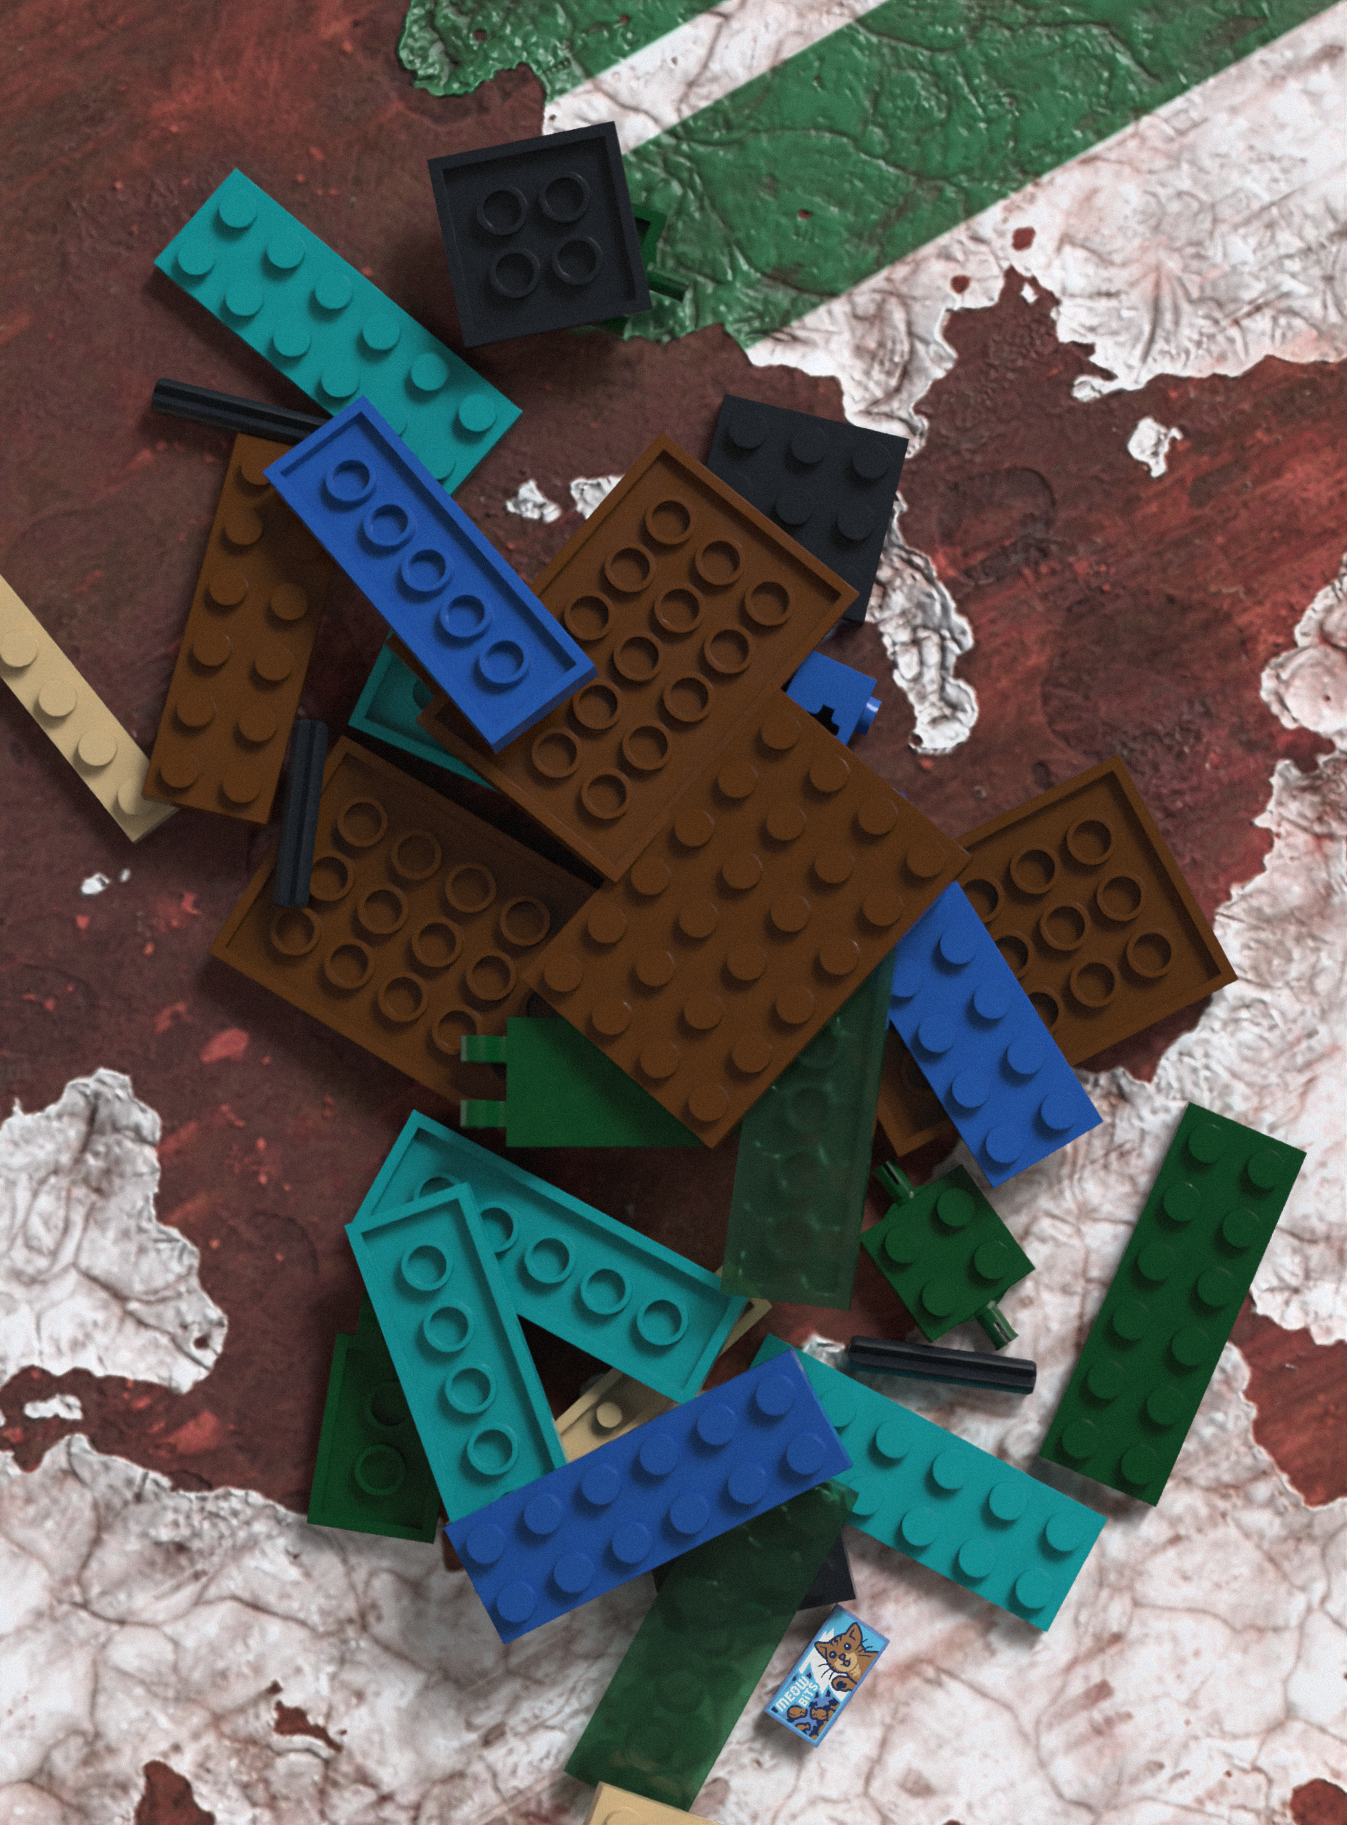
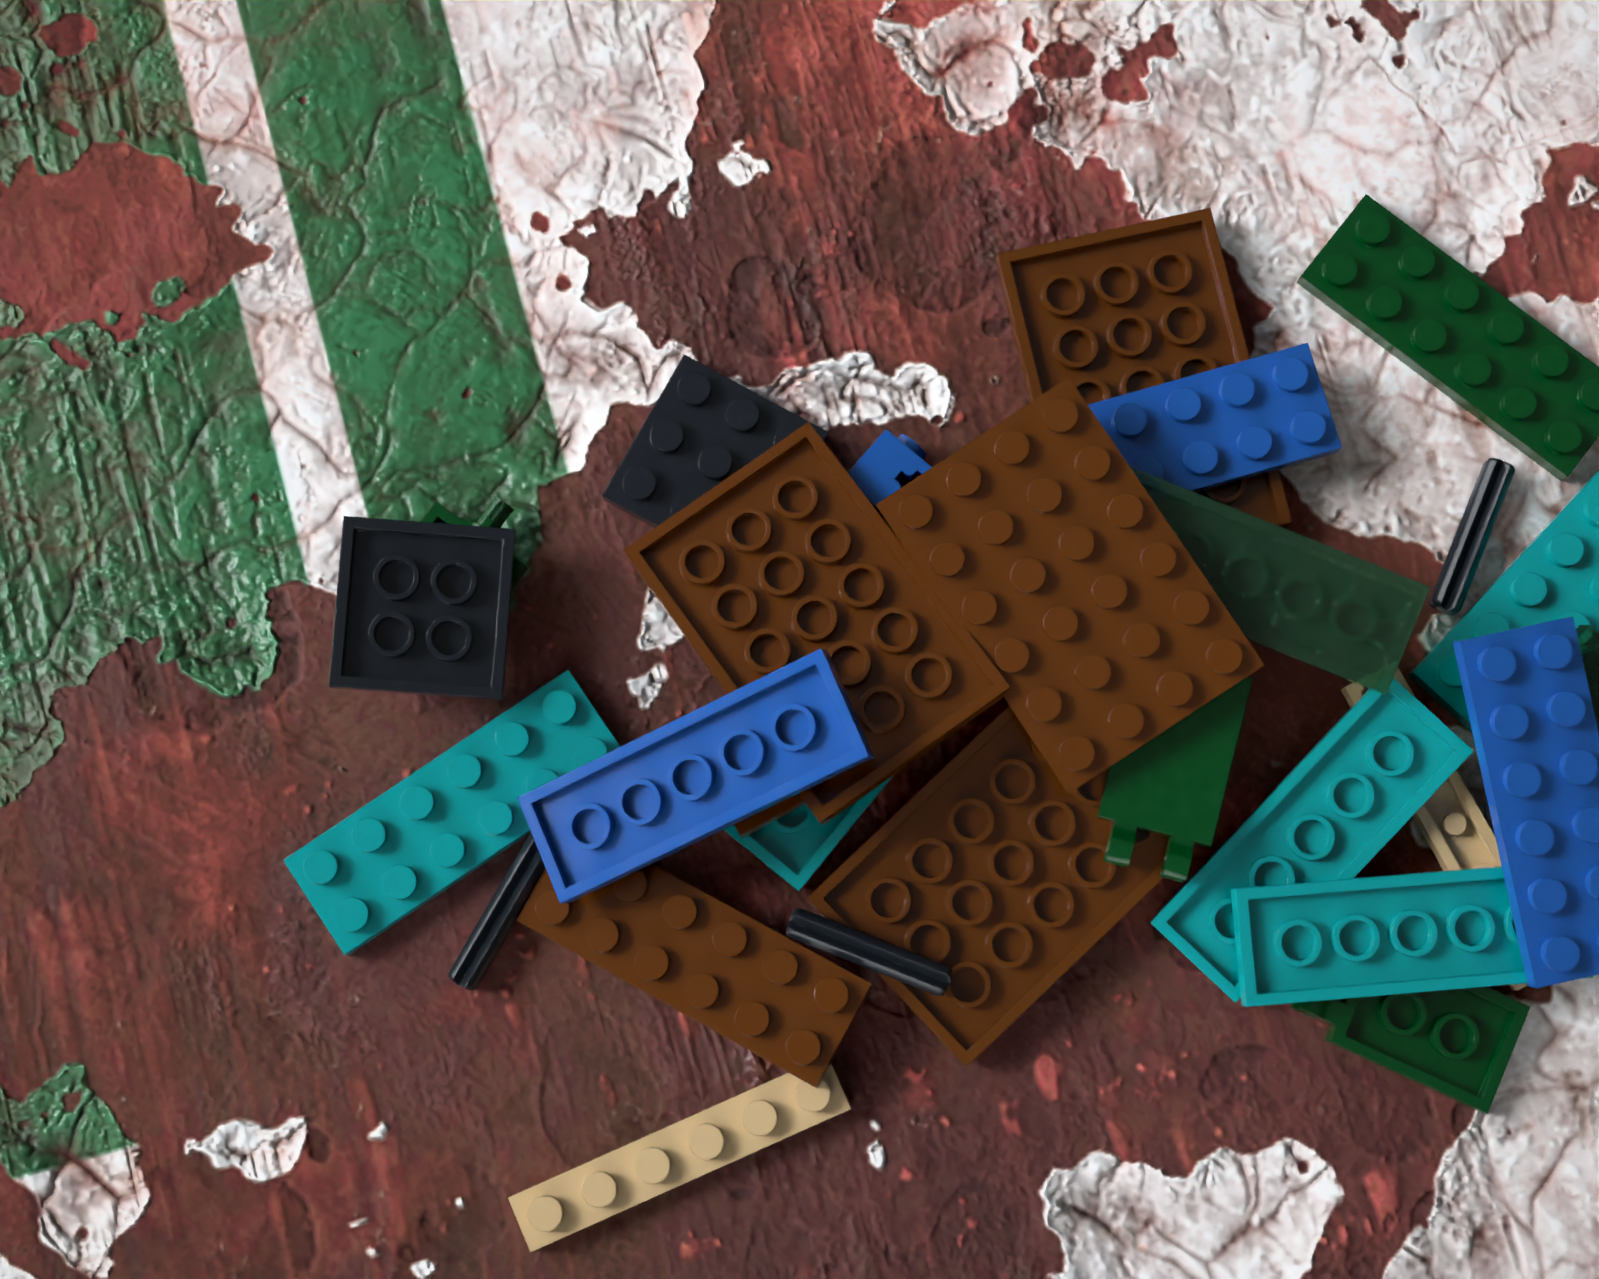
camera: 75 degrees left, 5 degrees down
(945, 1253) = (1382, 505): dark green plate -> none

